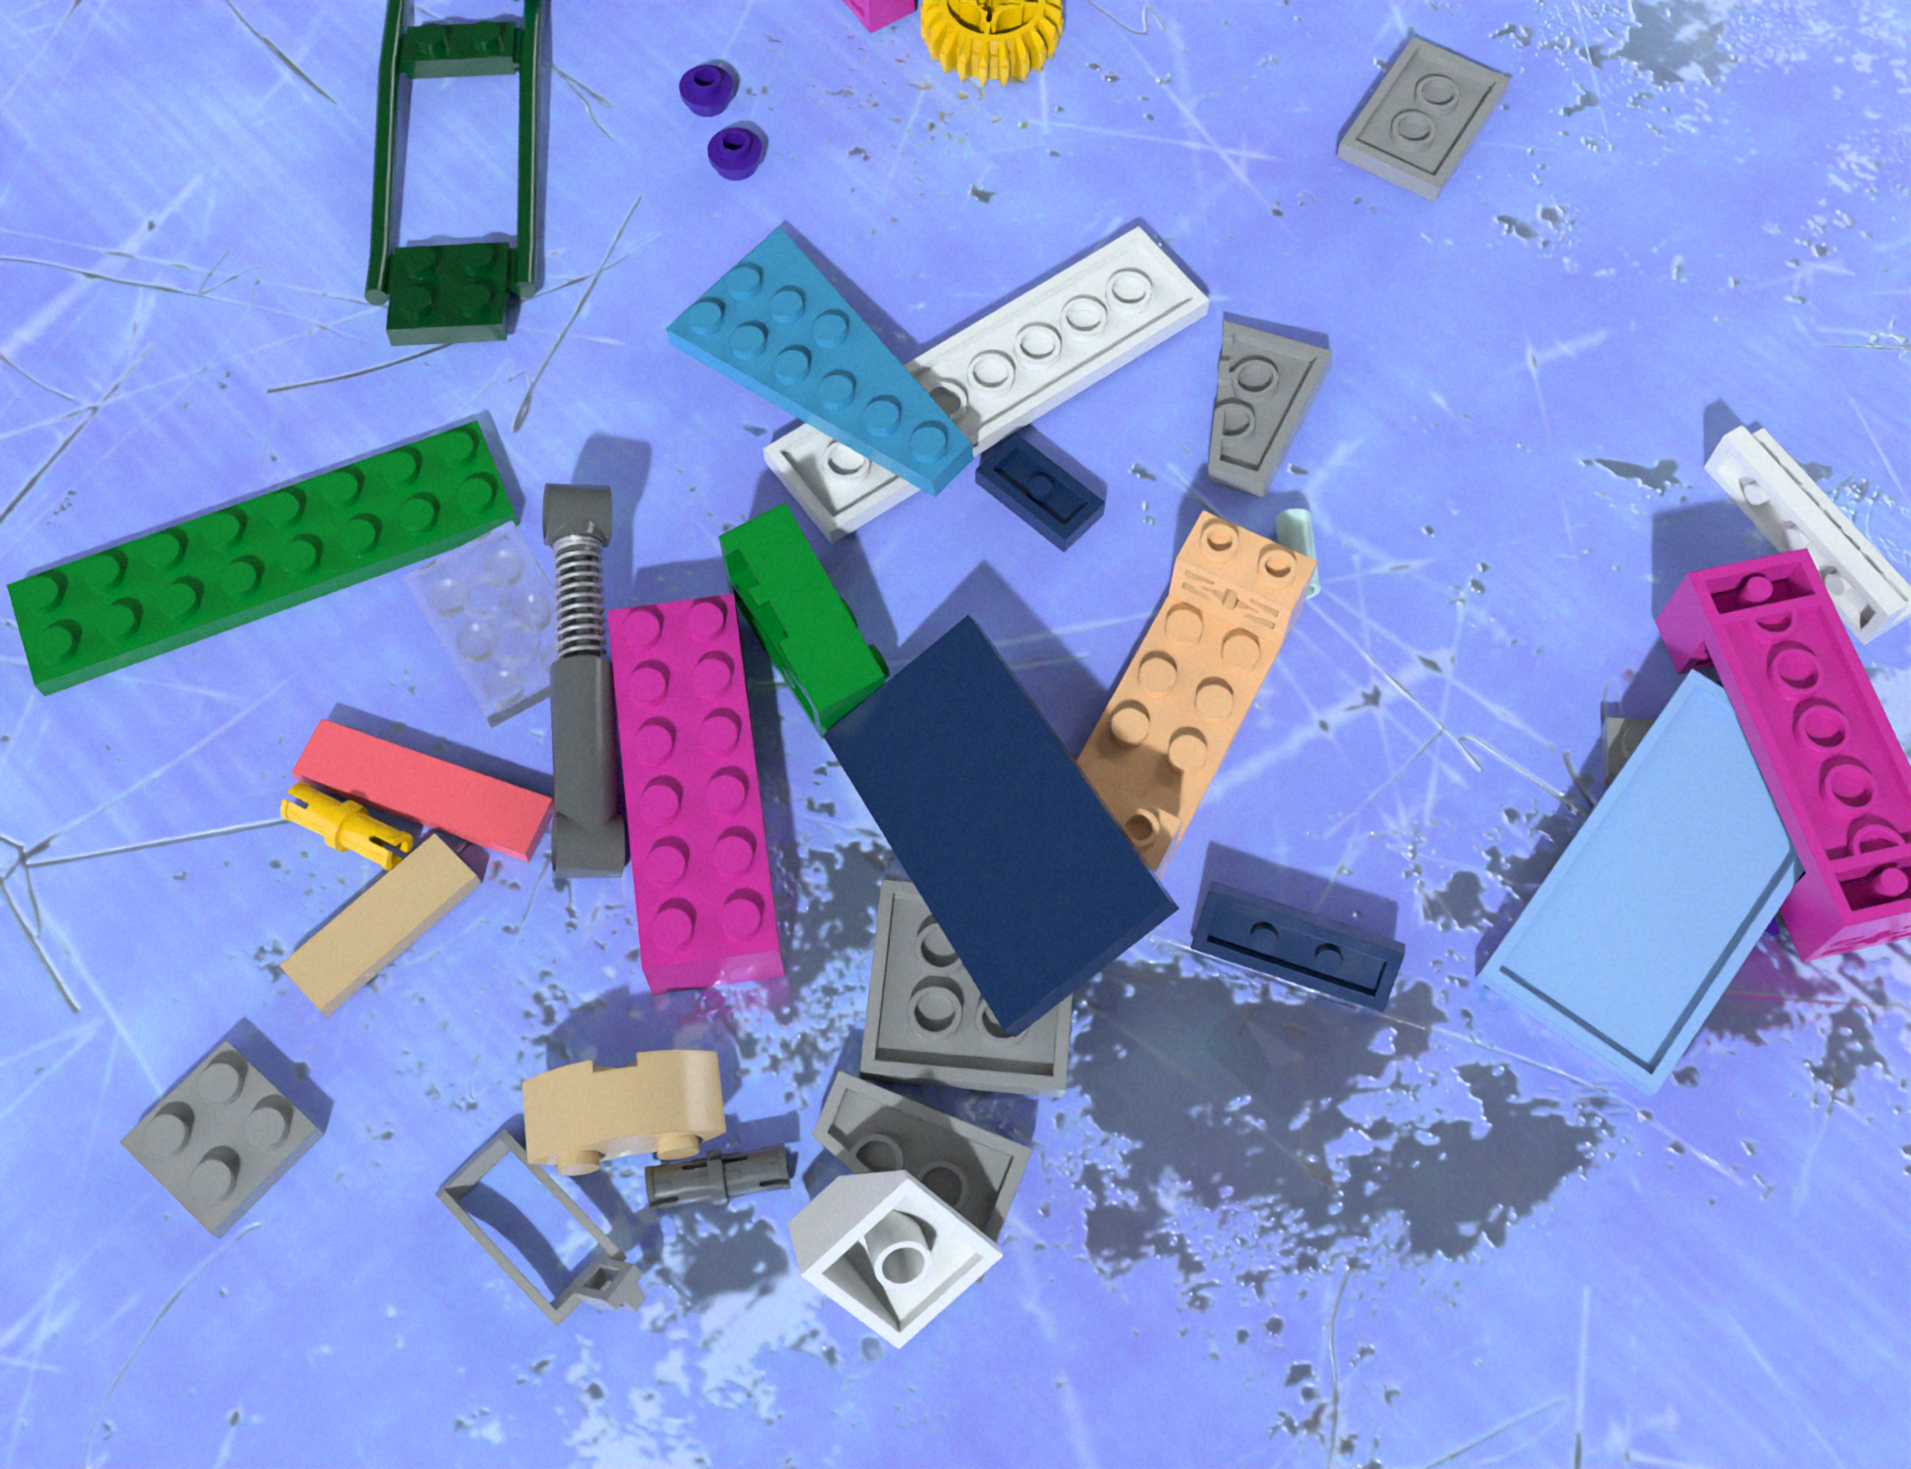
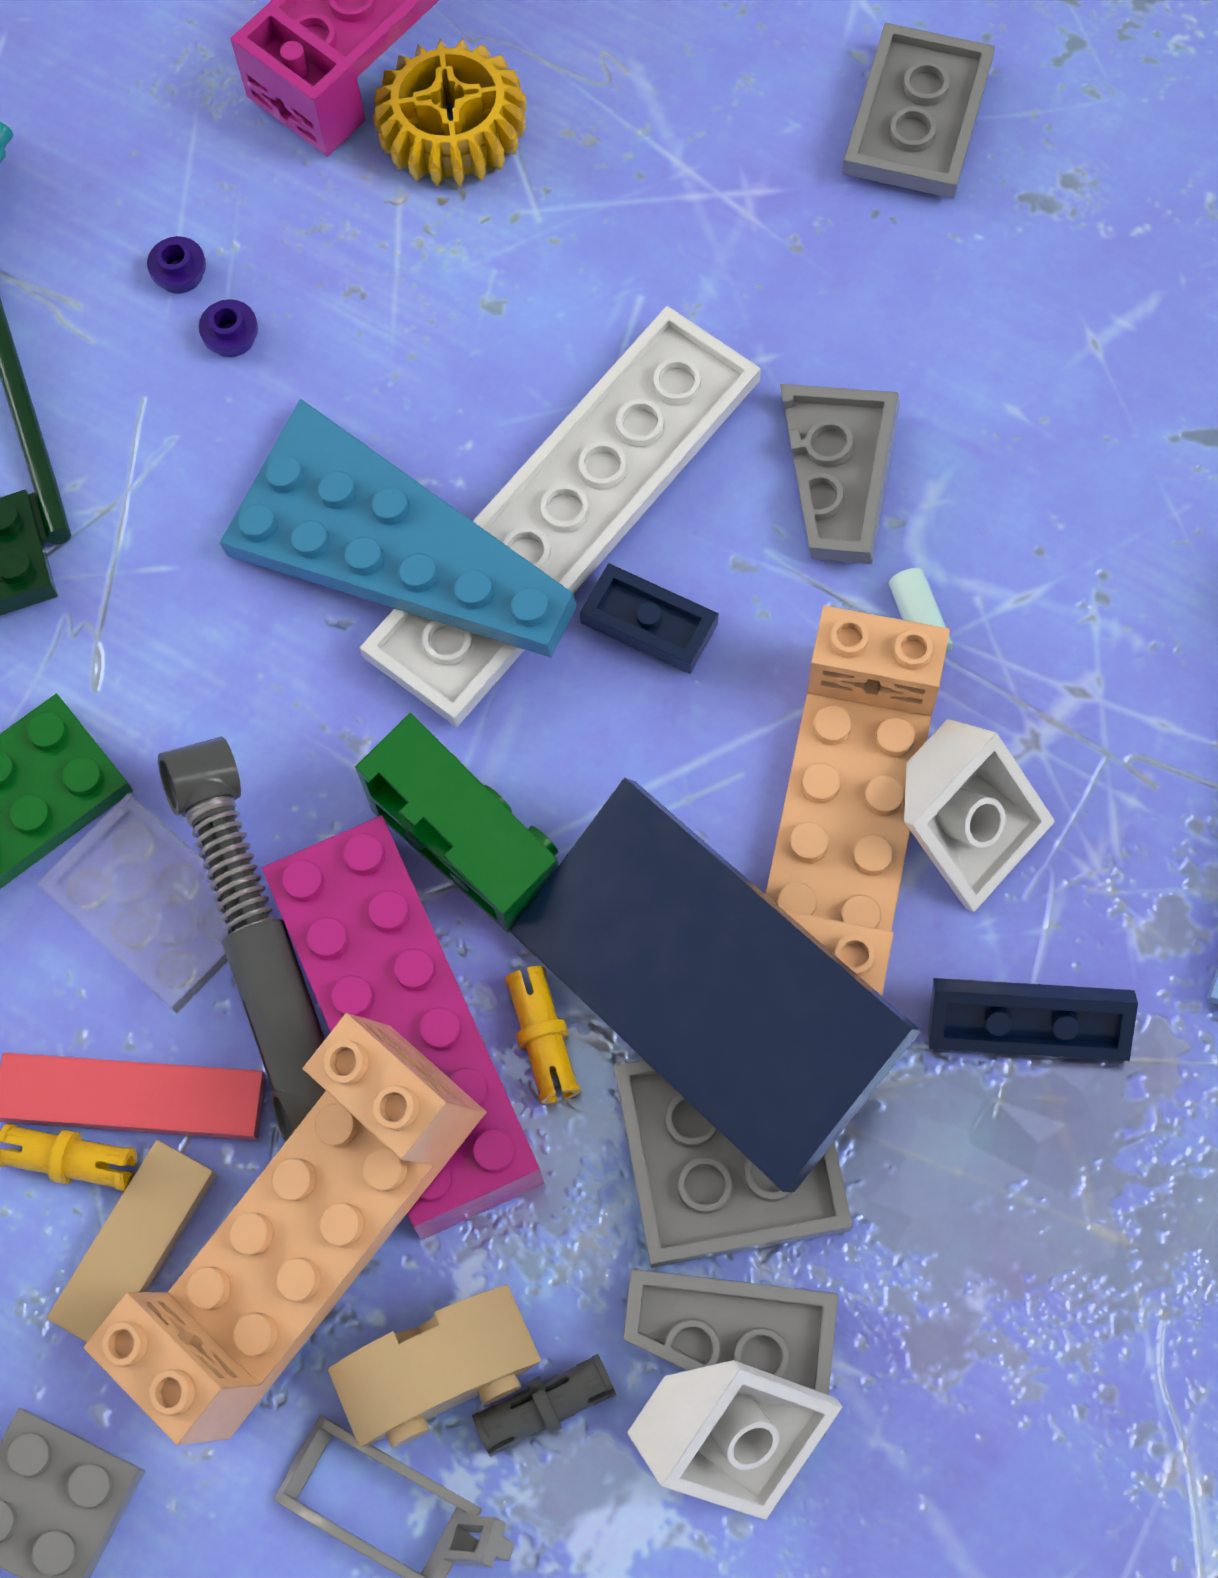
camera: 10 degrees left, 5 degrees up
(528, 953) = (294, 1238): none -> light nougat plate
(824, 837) = (542, 1035): none -> yellow pin
(1295, 738) = (971, 809): none -> white slope

